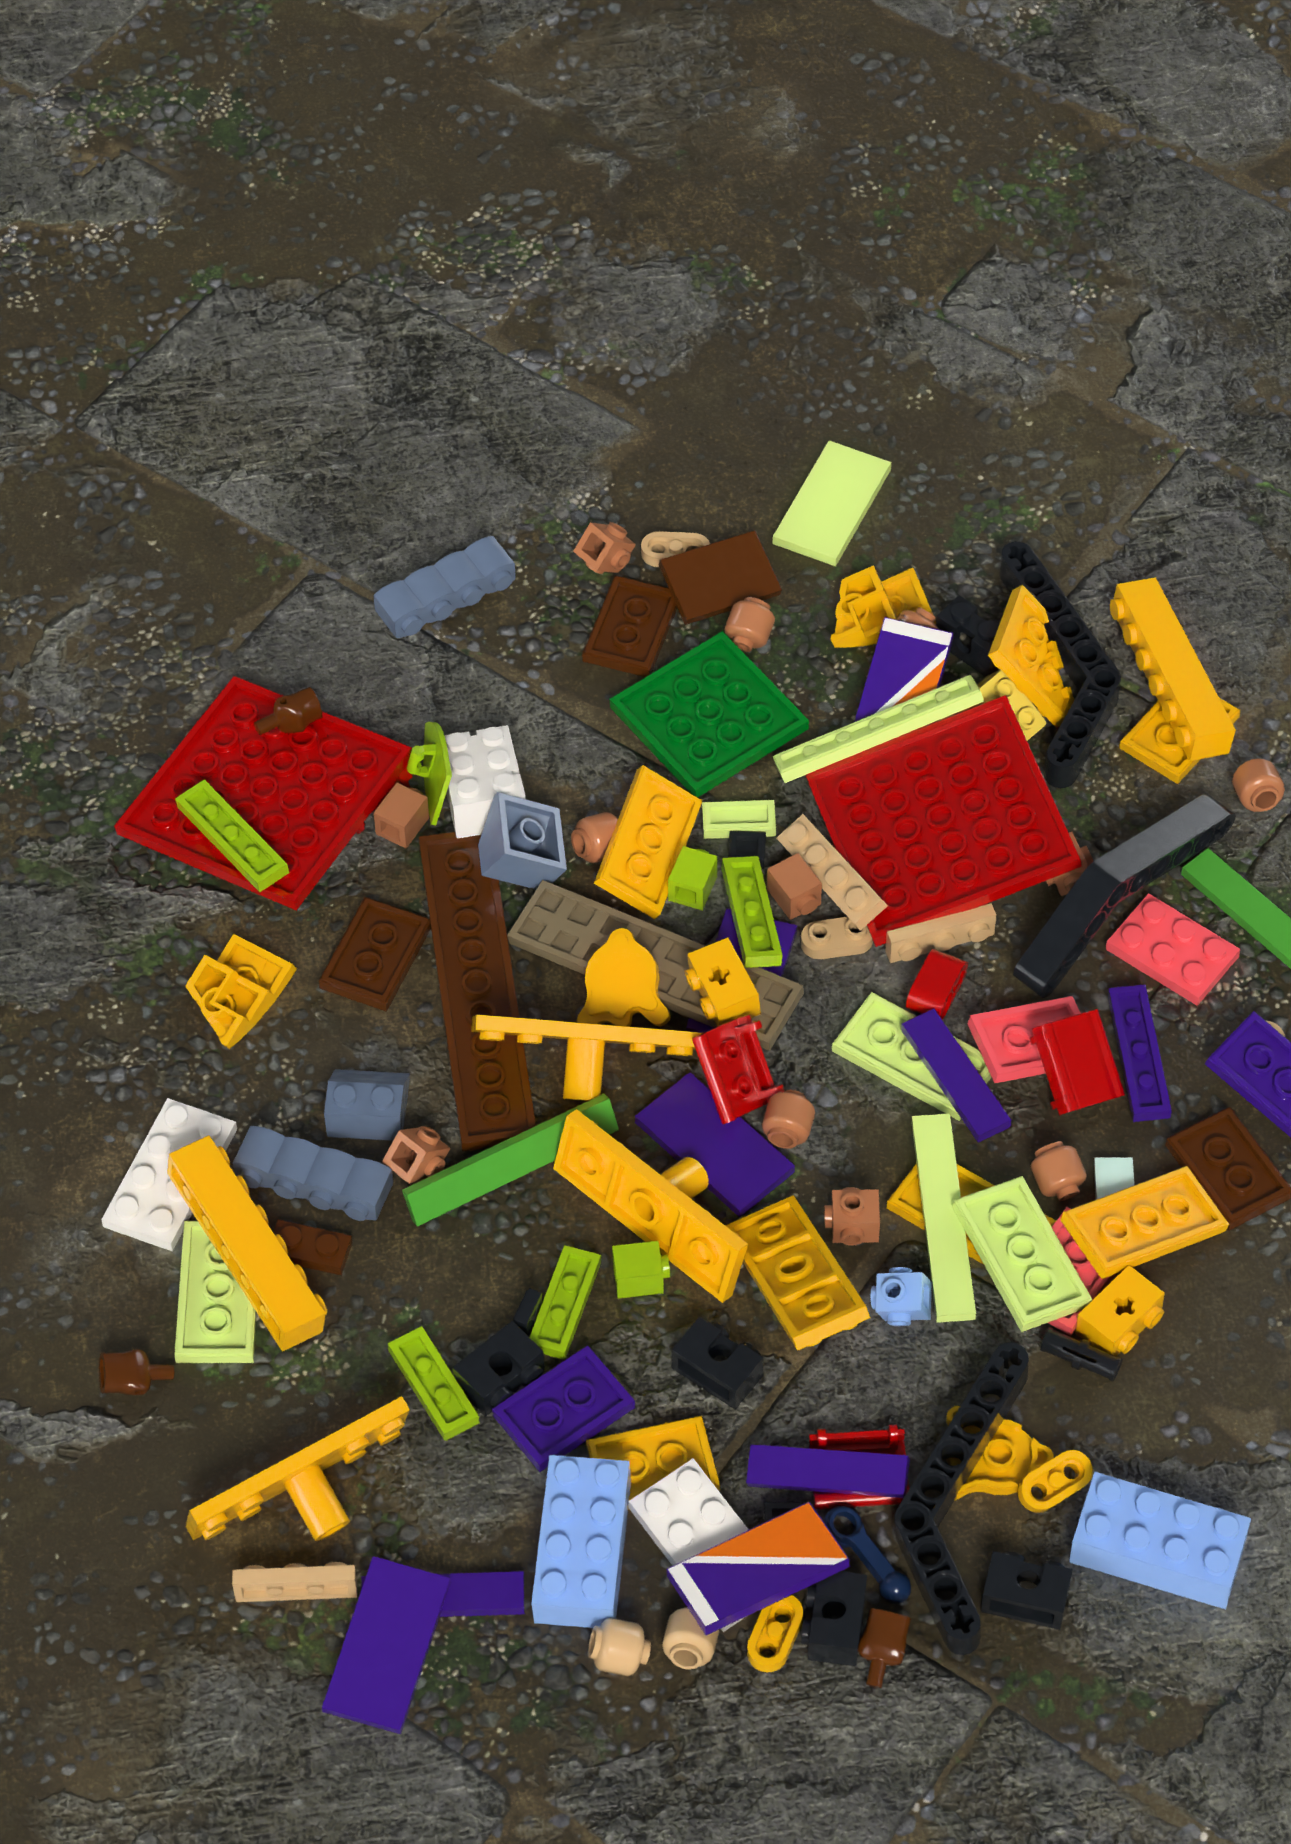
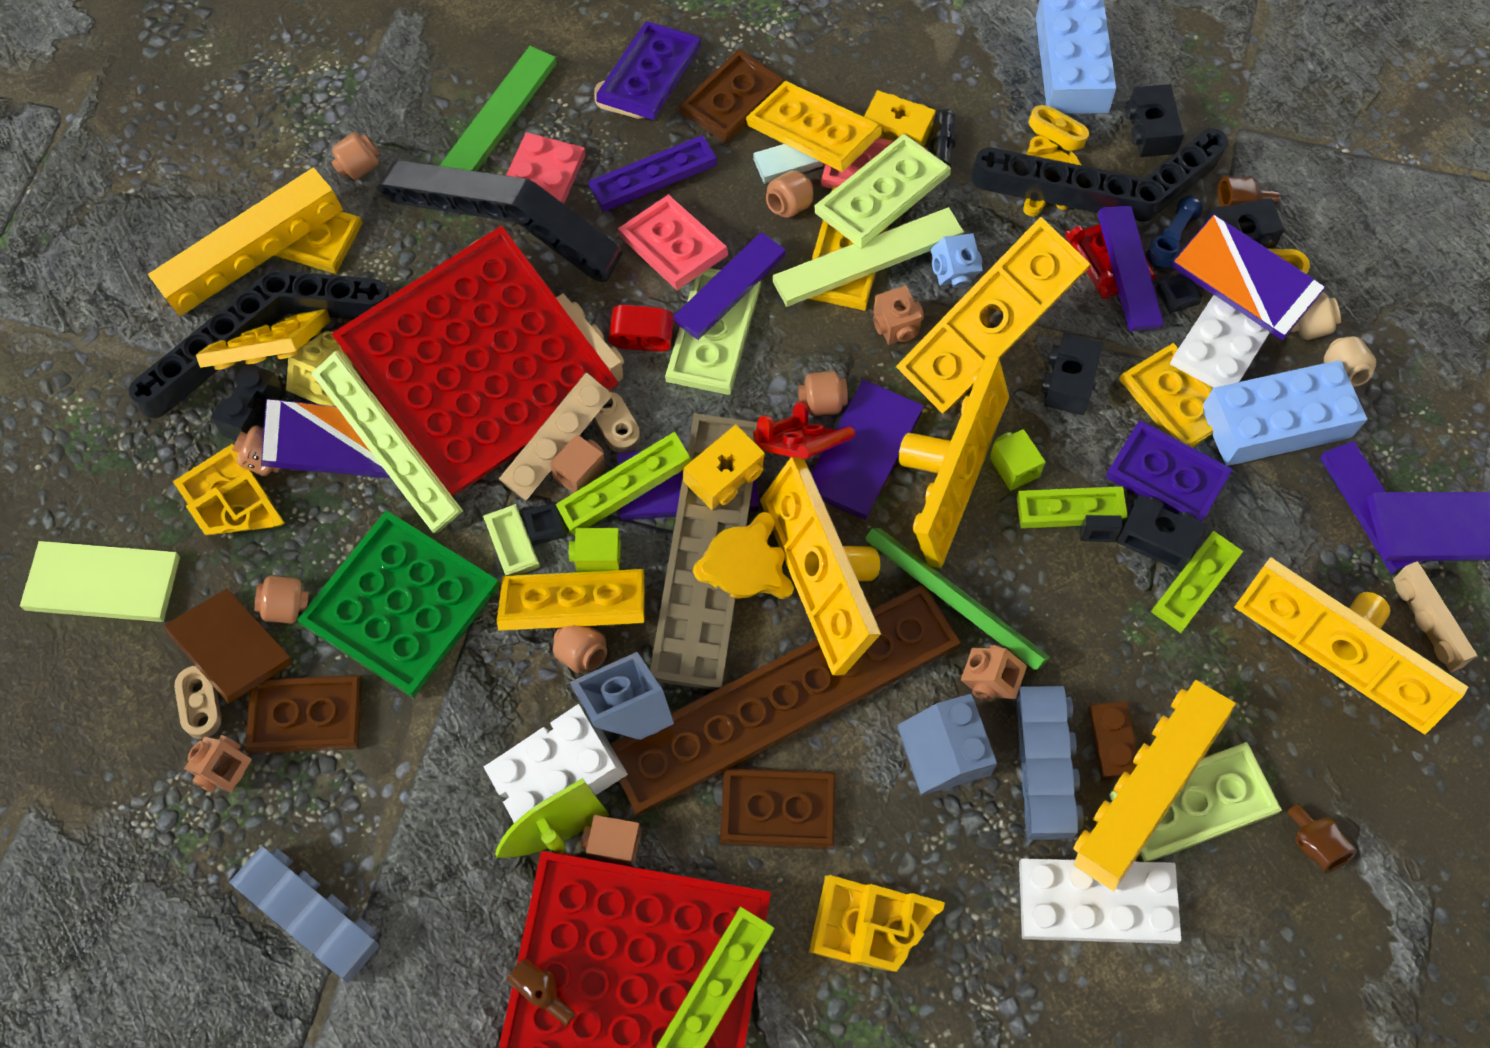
camera: 110 degrees left, 10 degrees up
(1077, 1062) = (690, 201): red piece -> none

